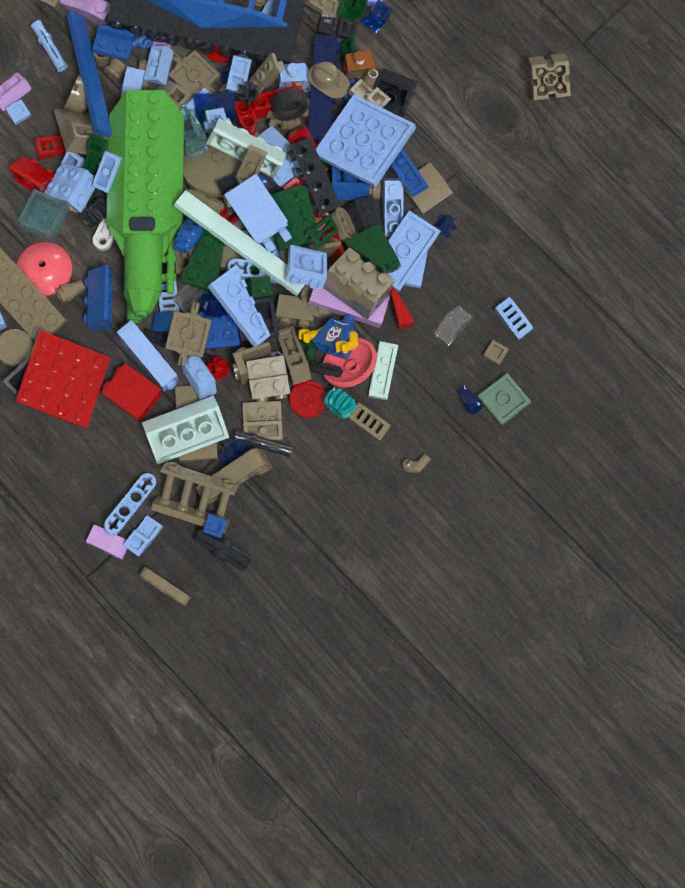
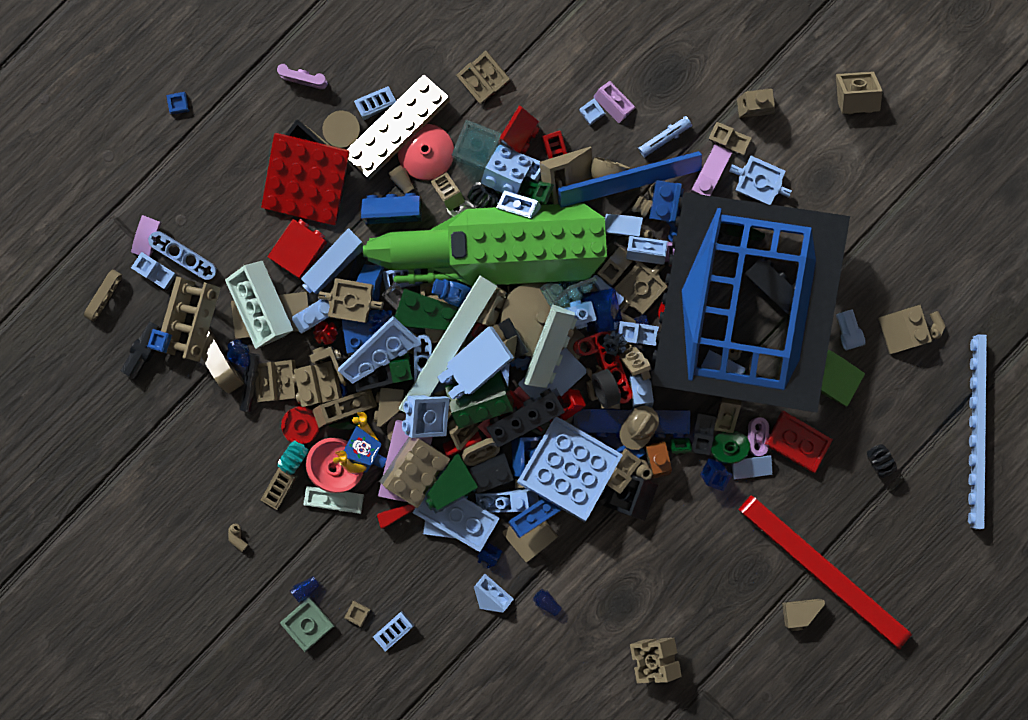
camera: 90 degrees right, 10 degrees up
(95, 241) = (448, 192): none -> dark tan slope
(252, 162) = (524, 353): dark tan plate -> none
(314, 236) = (468, 428): dark green tile -> none
(325, 369) = (326, 441): black axle -> none
(453, 324) = (384, 569): clear slope -> none
(484, 226) = (491, 596): none -> light blue slope
(490, 176) = (545, 601): none -> clear blue cone

